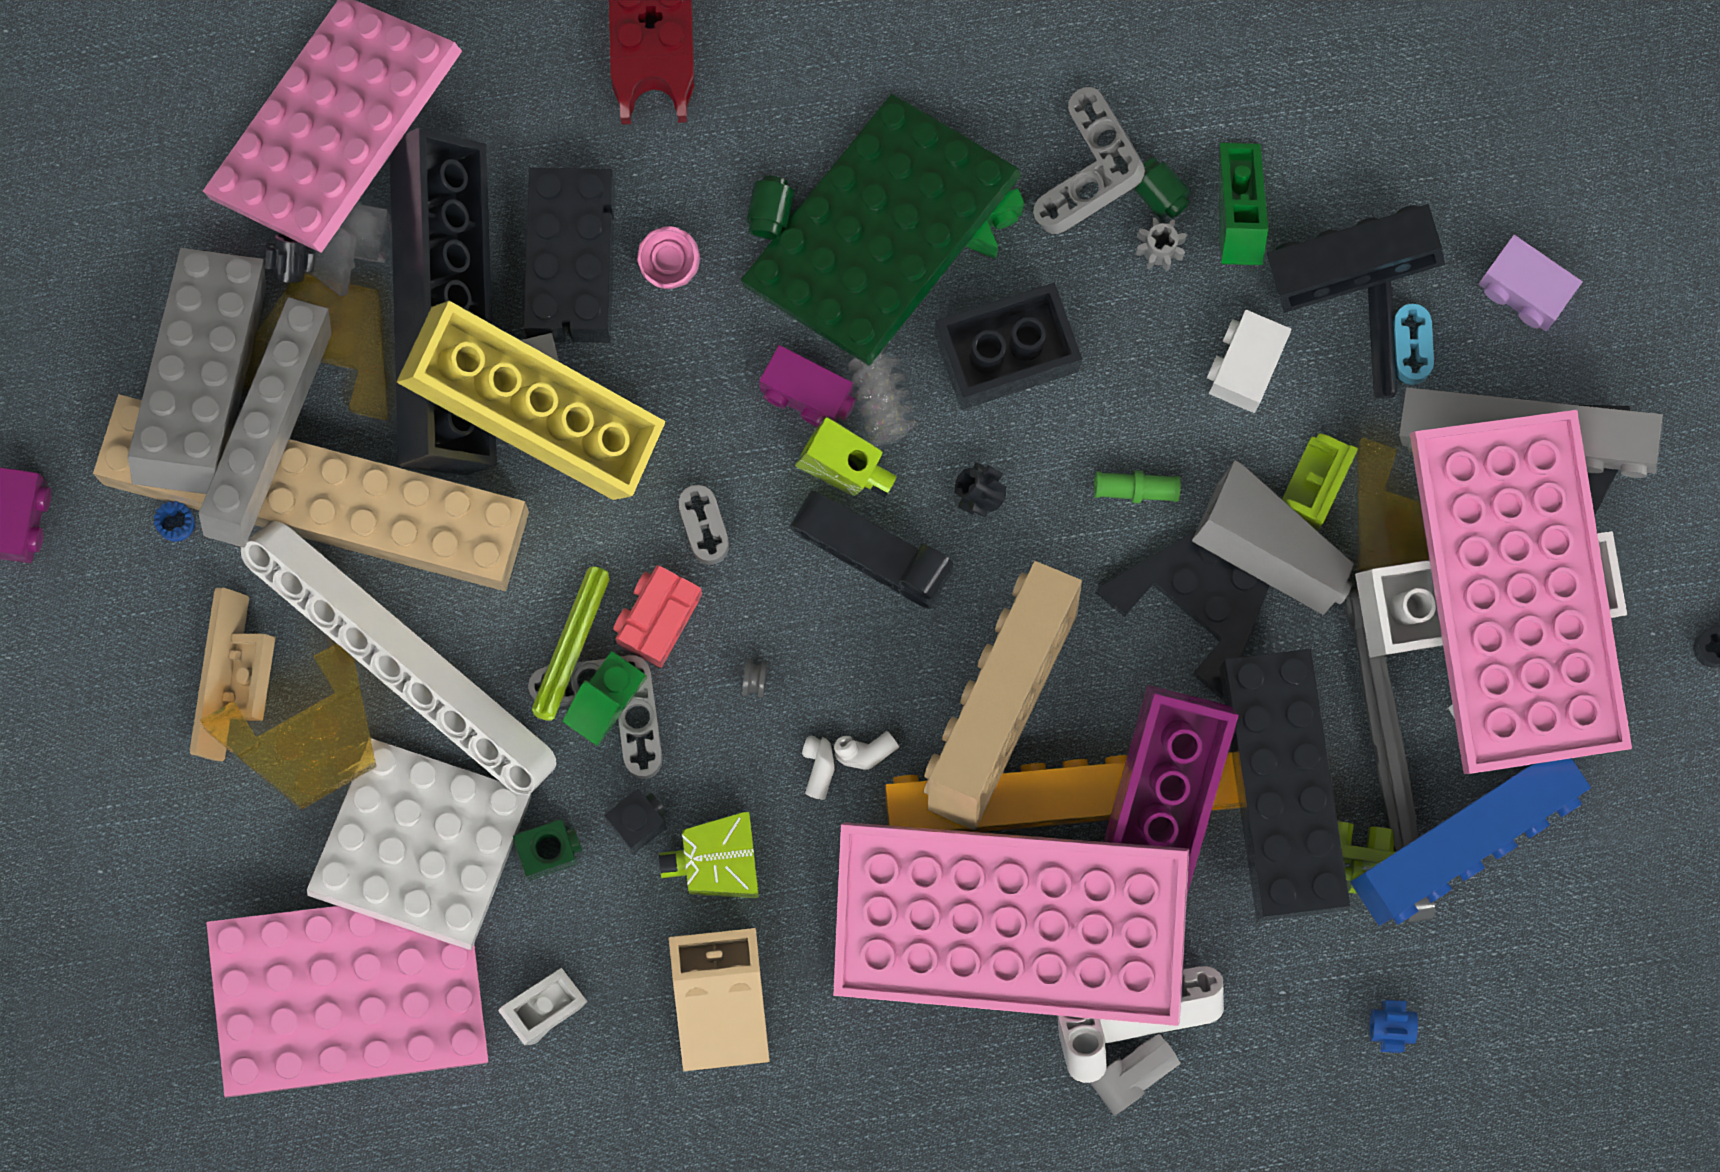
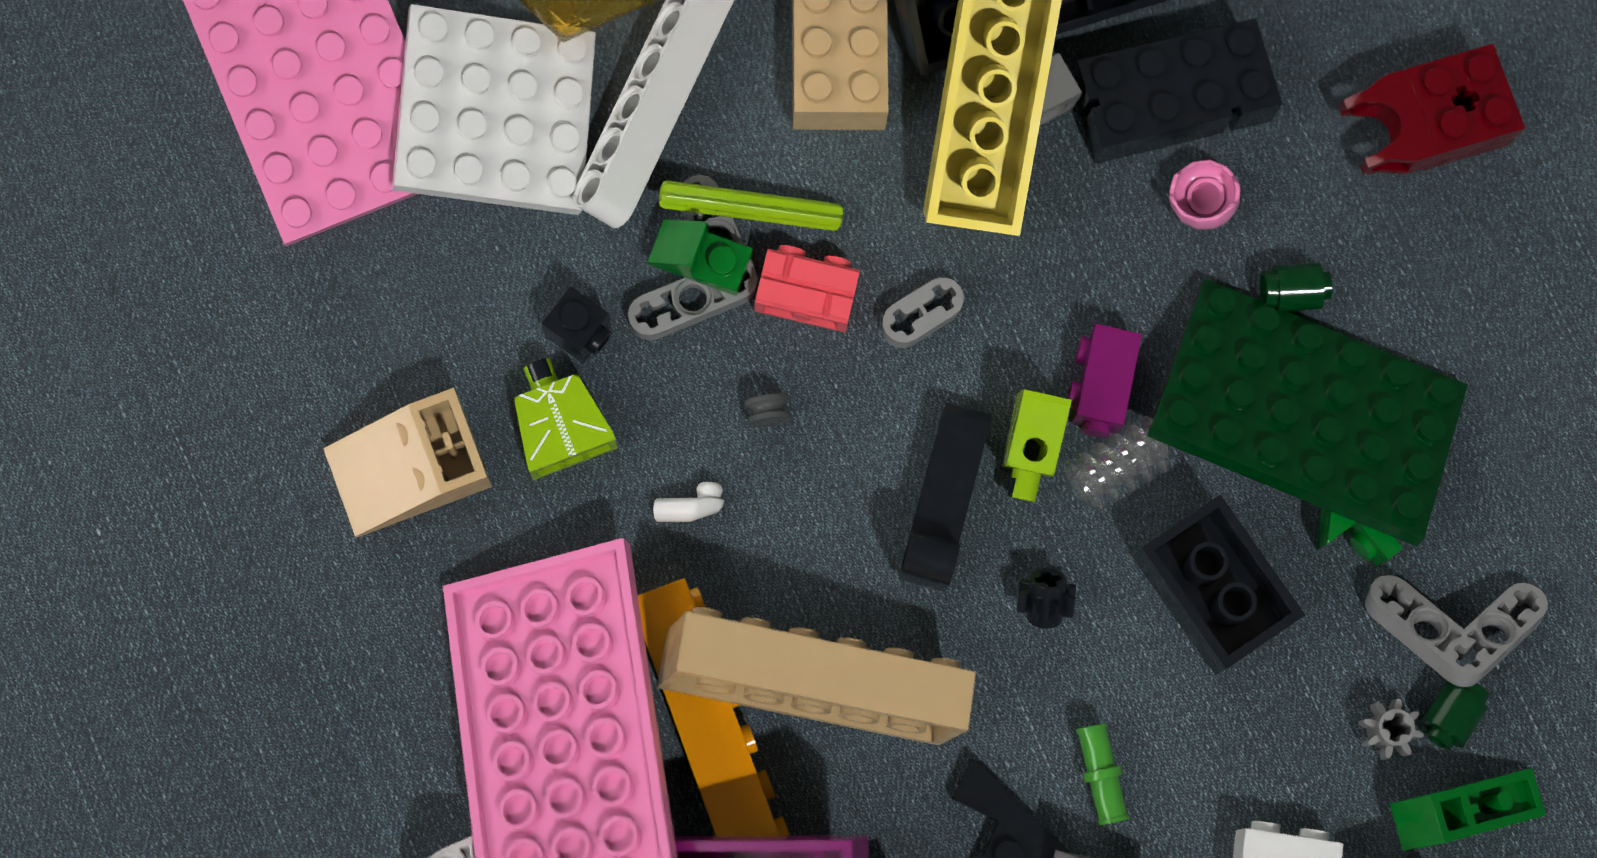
camera: 70 degrees right, 0 degrees up
(528, 844) = (517, 223): dark green brick -> none
(542, 1007) = (351, 280): white slope -> none
(864, 755) = (715, 549): white arm -> none

